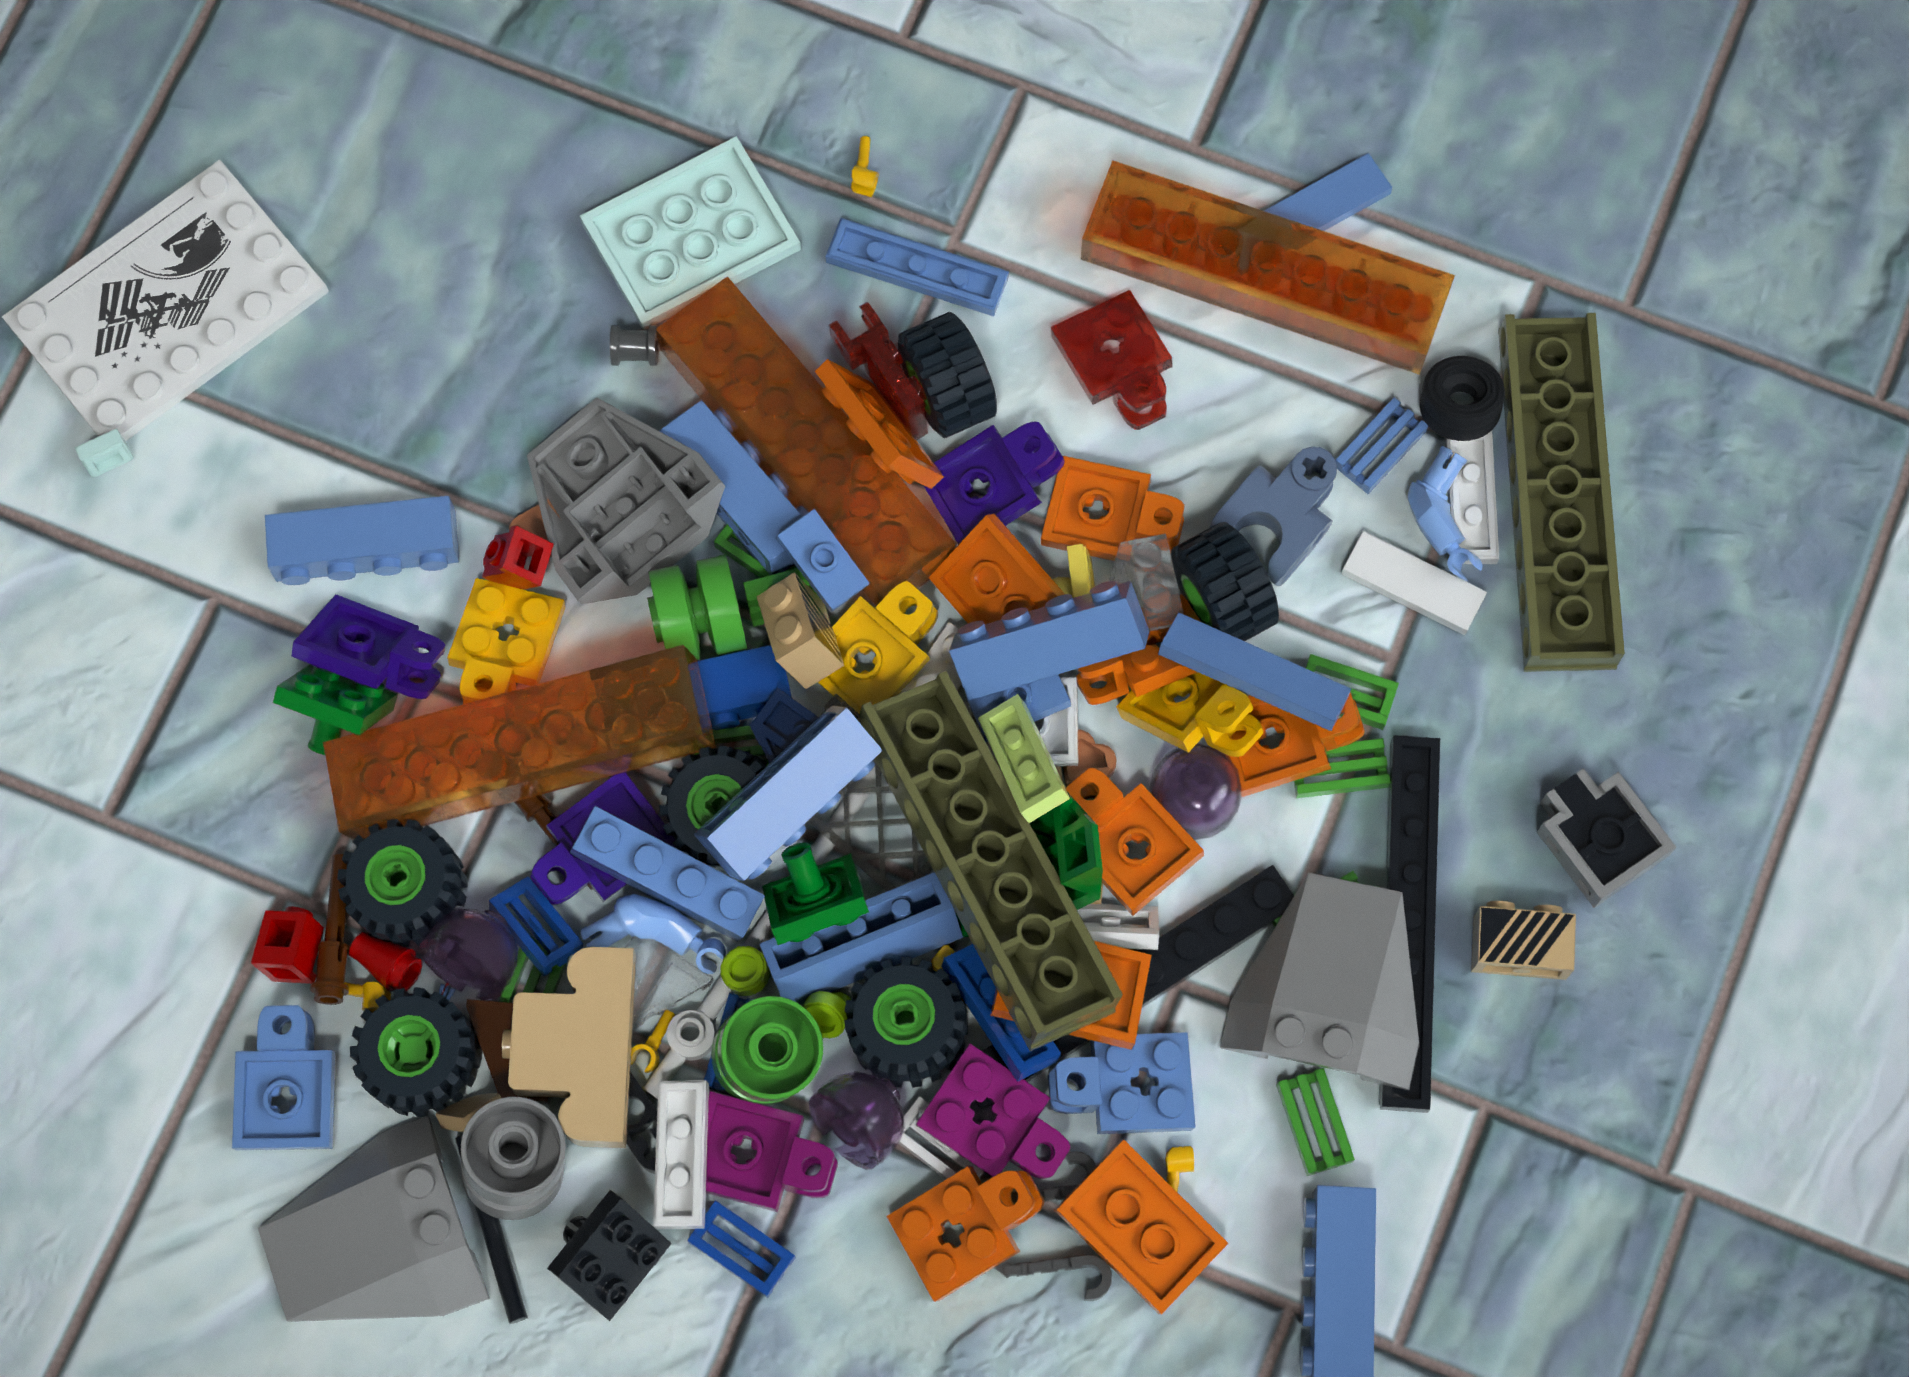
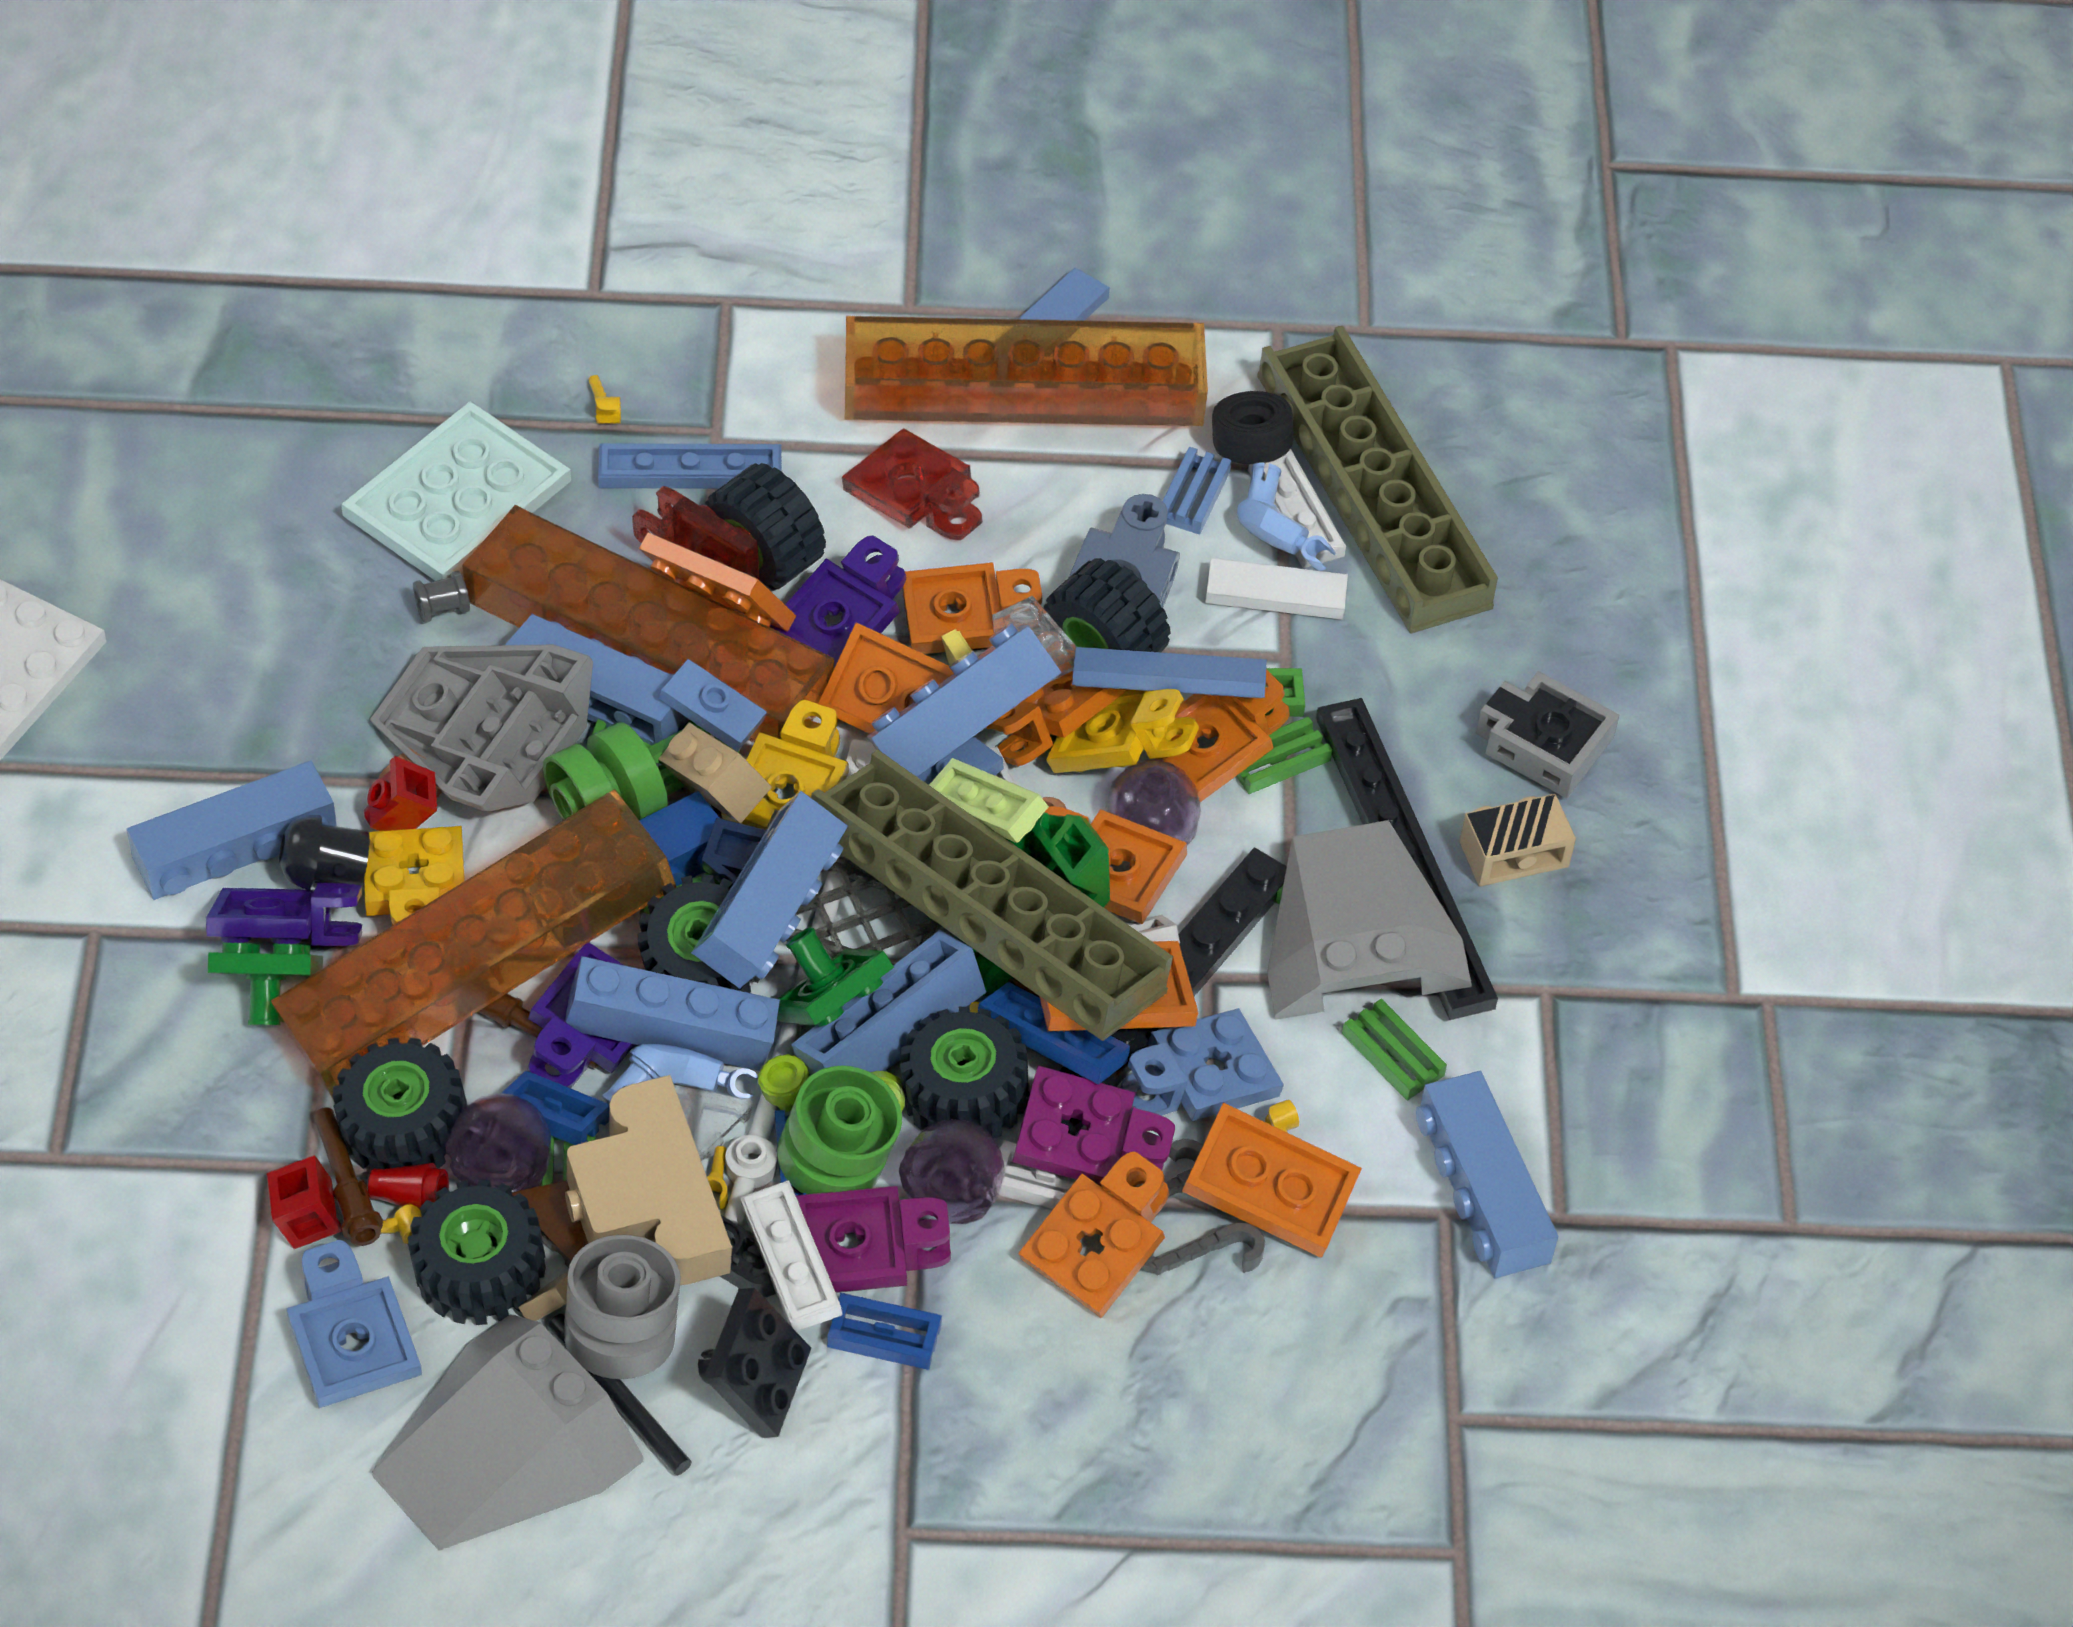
camera: 25 degrees left, 20 degrees down
(427, 596) = (323, 853): none -> black piece

